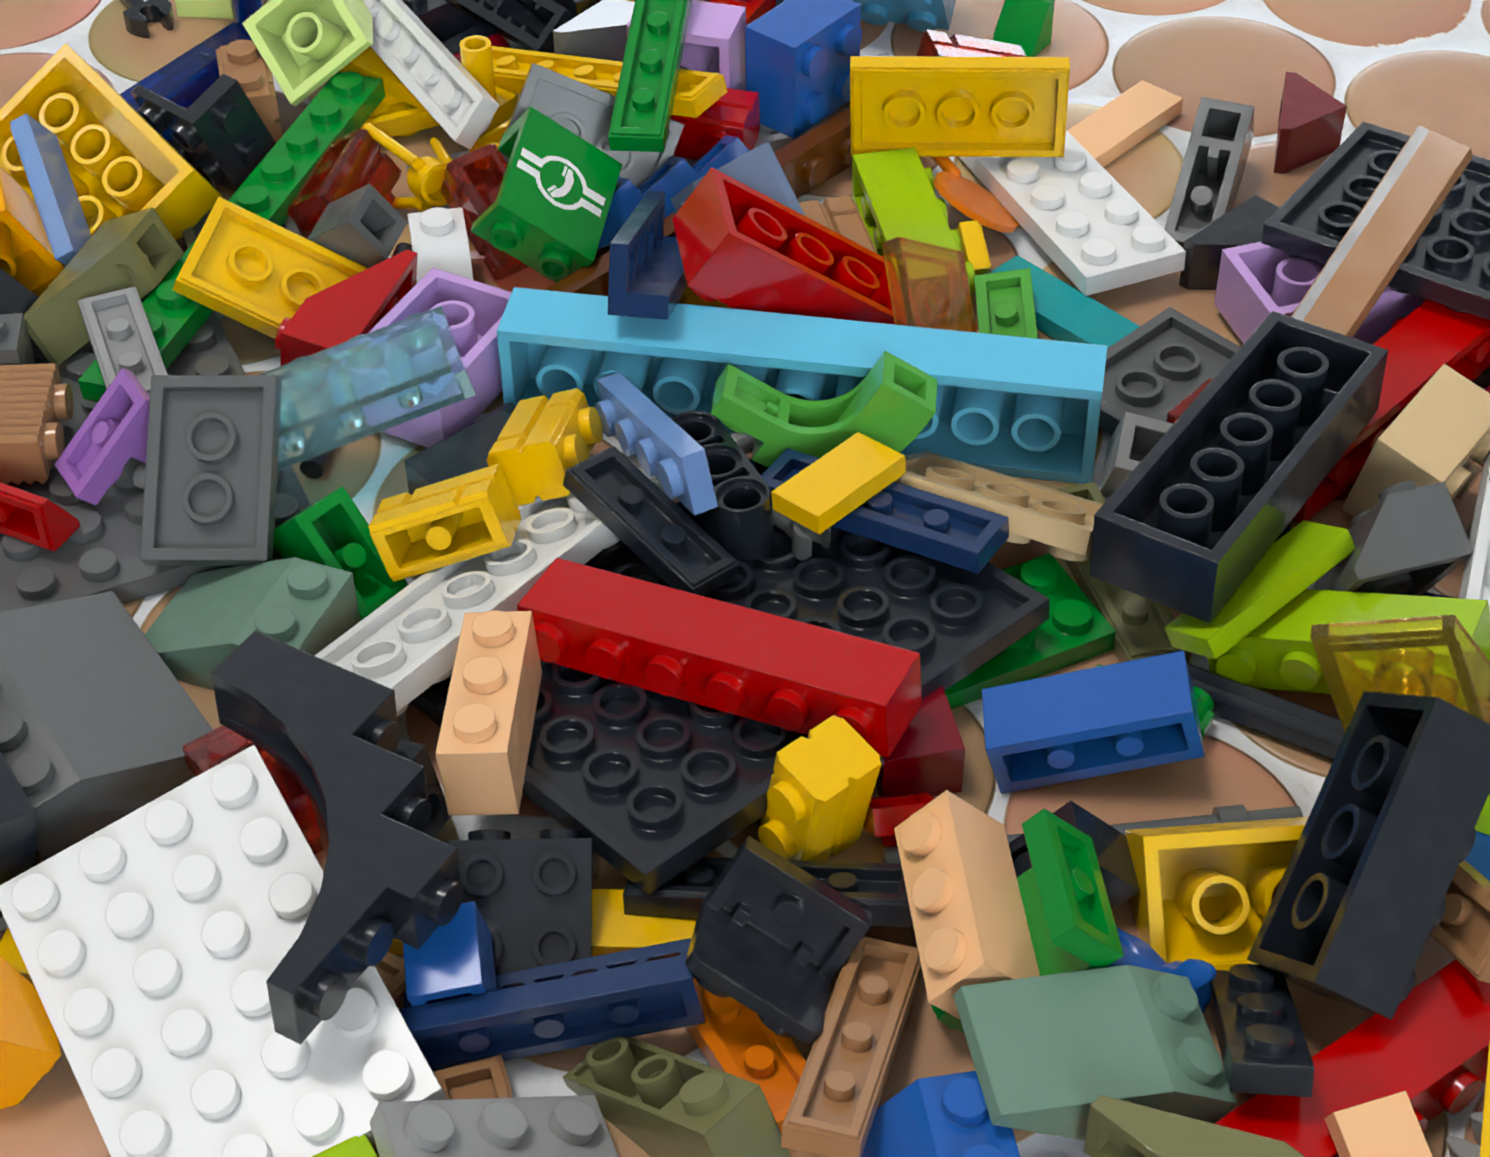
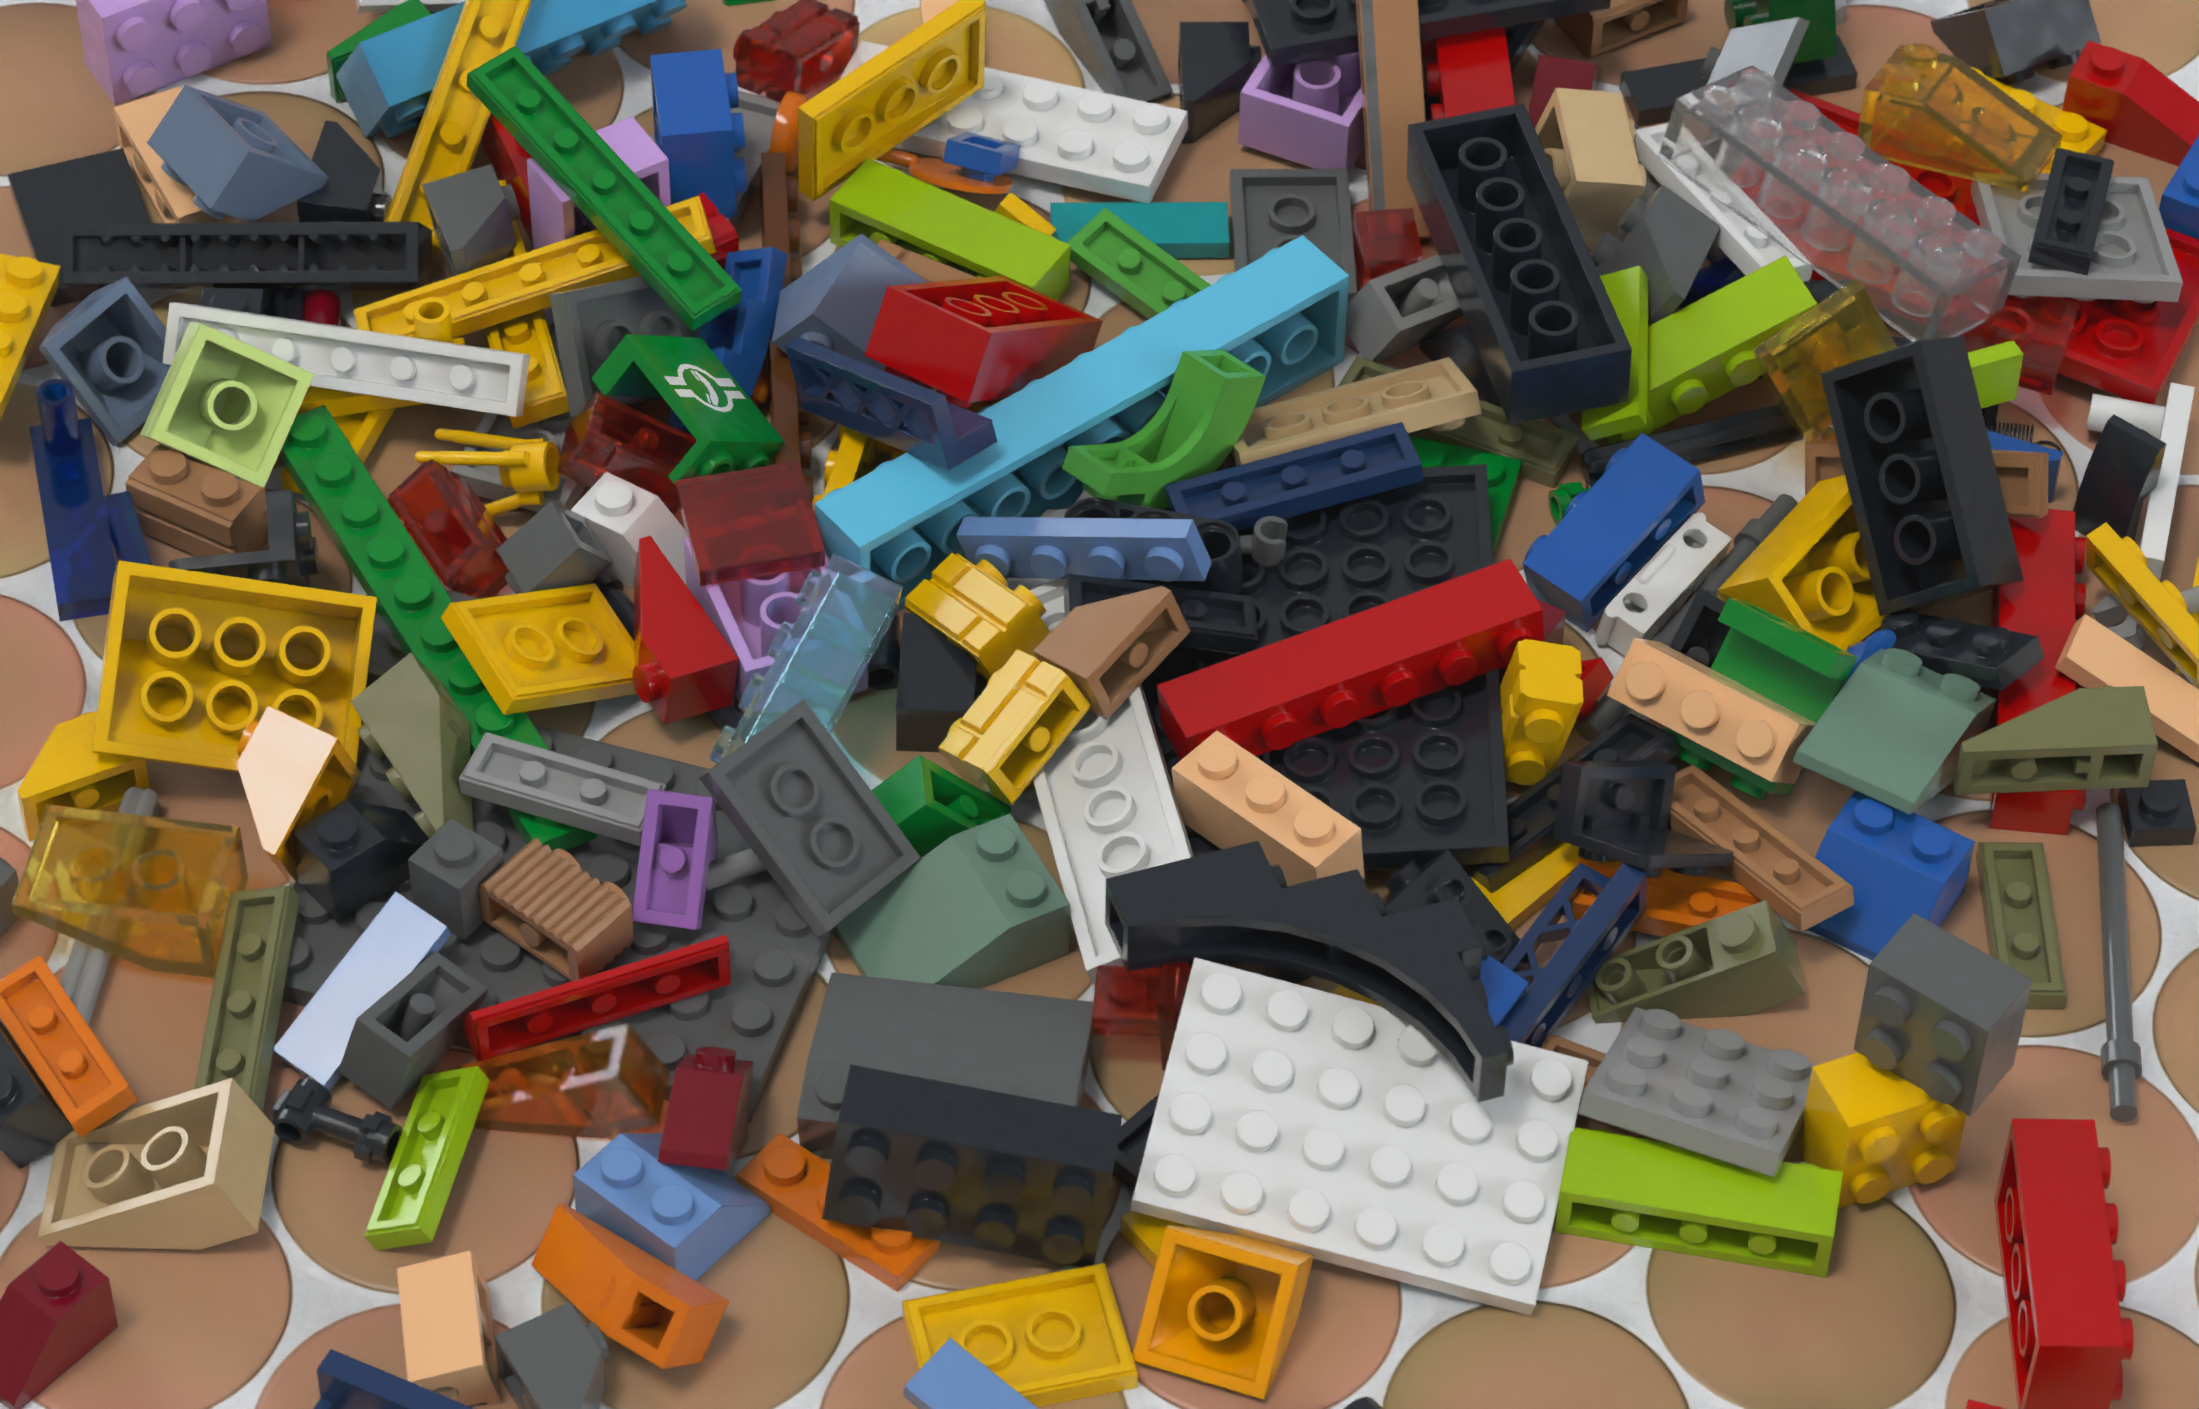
camera: 50 degrees left, 5 degrees up
(51, 187) = (254, 697): medium blue tile -> none
(472, 279) = (750, 523): none -> clear red tile
(562, 511) = (1115, 644): none -> medium nougat slope
(838, 482) = (1258, 481): yellow tile -> none
(928, 285) = (1090, 285): clear orange tile -> none
(994, 190) = (981, 156): none -> blue plate
(1107, 790) = (1663, 584): none -> white piece

